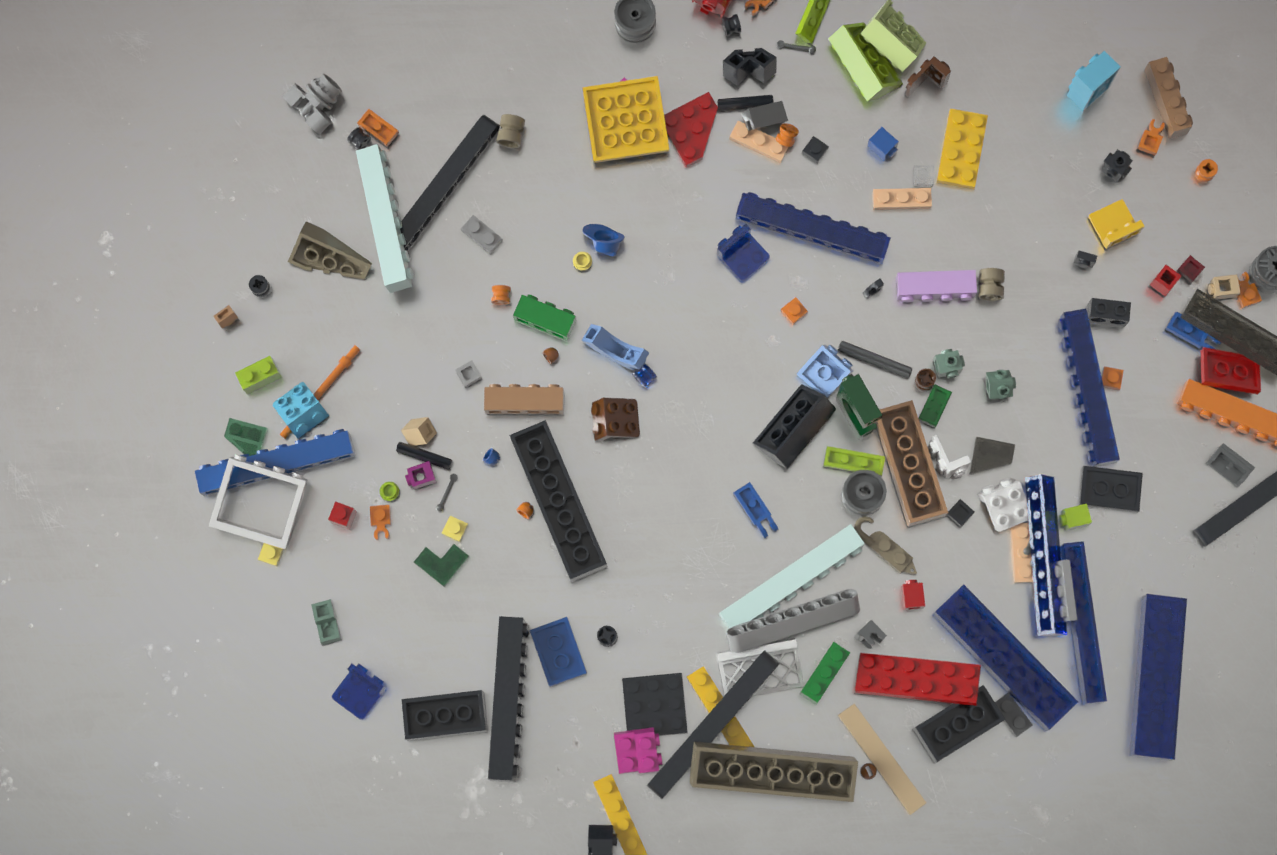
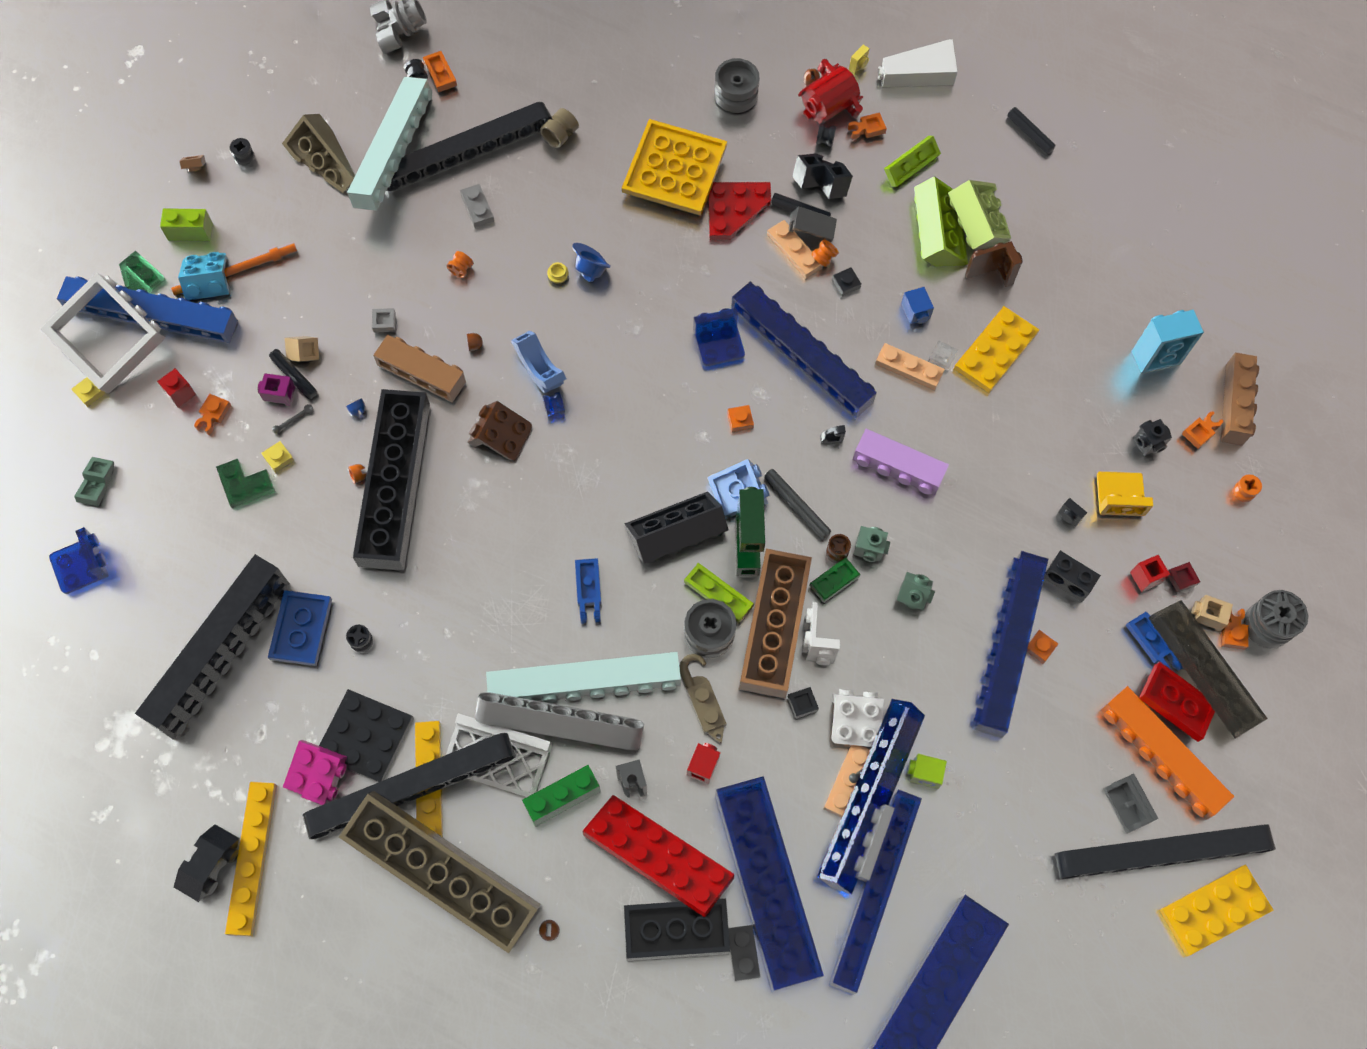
camera: 20 degrees right, 10 degrees down
(389, 491) = (238, 389): lime plate -> none
(444, 715) = (140, 628): black brick -> none
(545, 317) = (489, 304): green brick -> none
(780, 44) = (865, 175): dark grey hinge -> none
(882, 759) = (571, 926): tan tile -> none
(990, 455) = (868, 659): clear smoke wing -> none
(991, 284) = (959, 488): dark tan wheel -> none
(1111, 489) = (982, 762): black tile -> none

